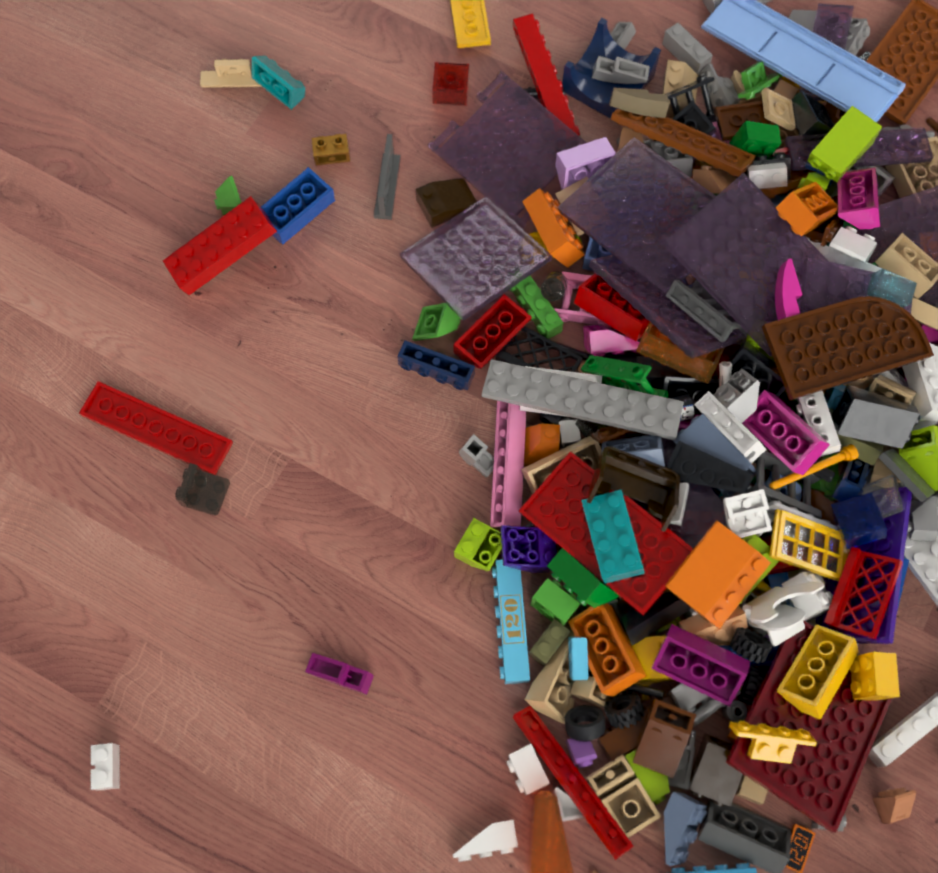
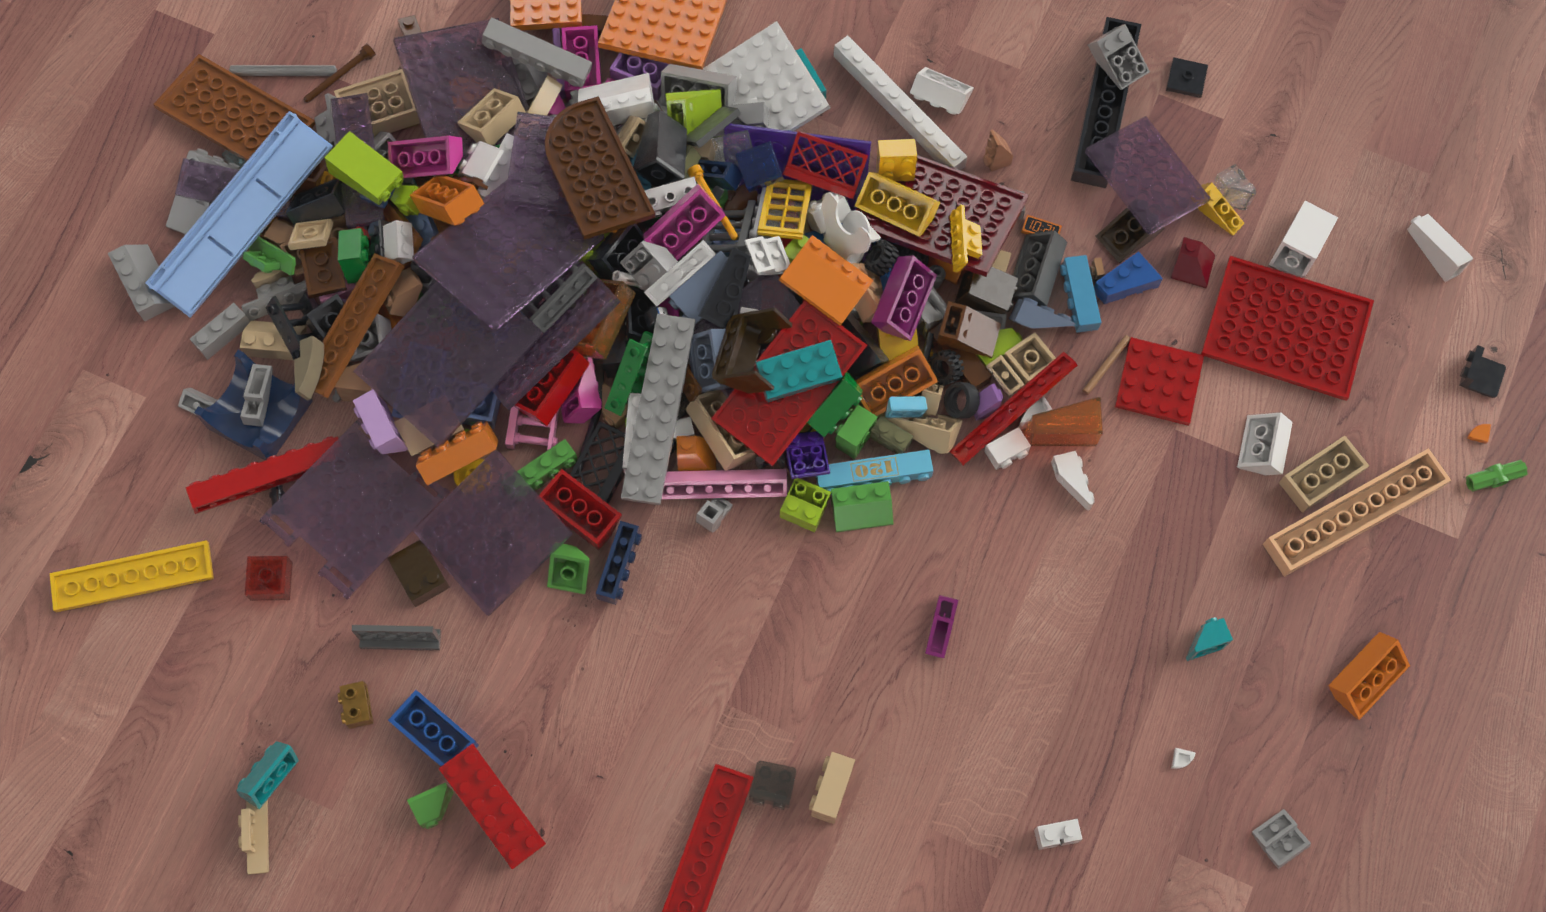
camera: 95 degrees left, 0 degrees up
(187, 542) = (831, 787): none -> tan brick
(474, 604) = (862, 506): none -> bright green slope
(554, 286) = (524, 449): clear smoke wheel -> none
(787, 291) = (544, 218): dark pink slope -> none
(891, 287) = (533, 128): clear light blue brick -> none

